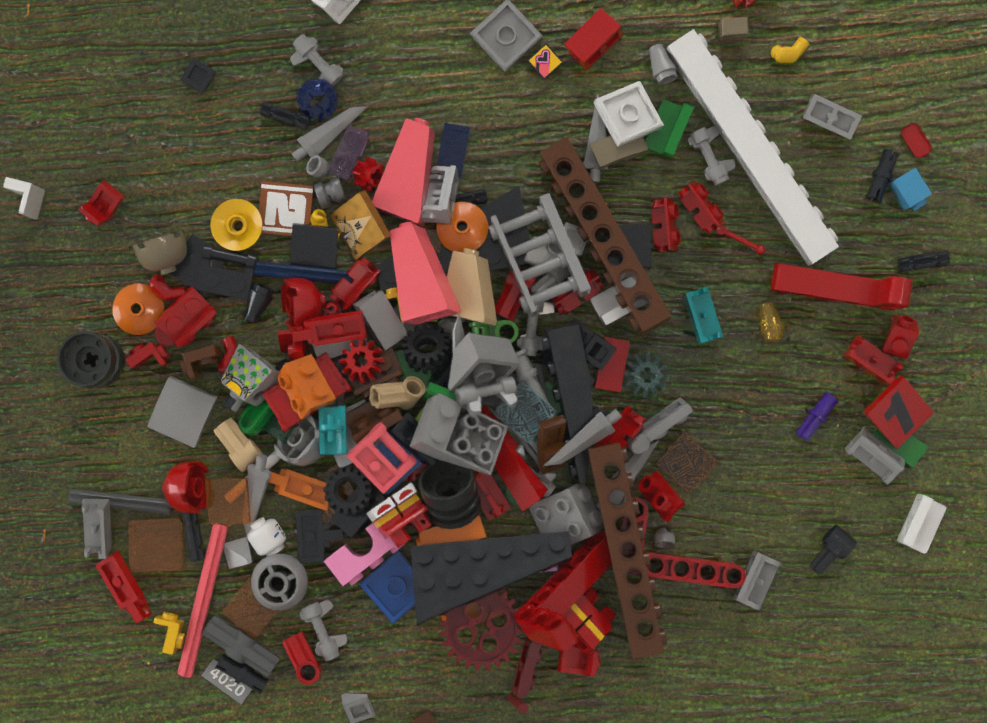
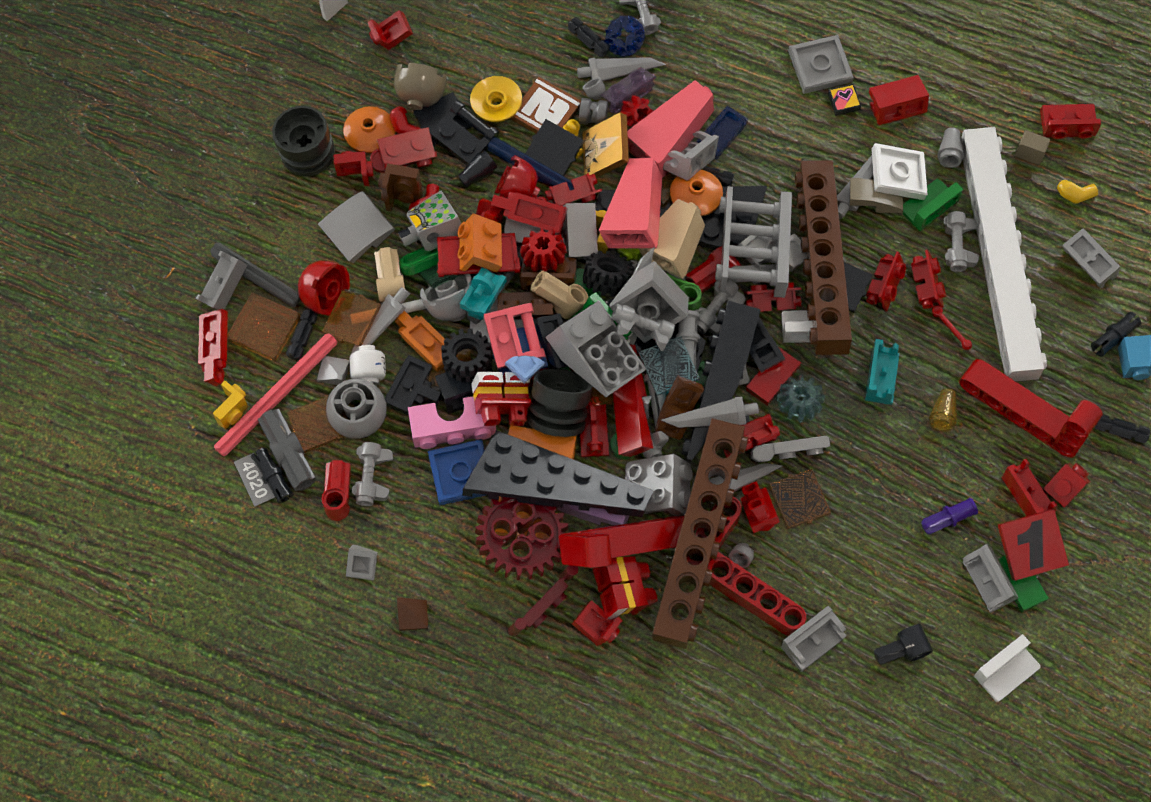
camera: 30 degrees right, 20 degrees down
(406, 482) = (524, 366): none -> light blue tile

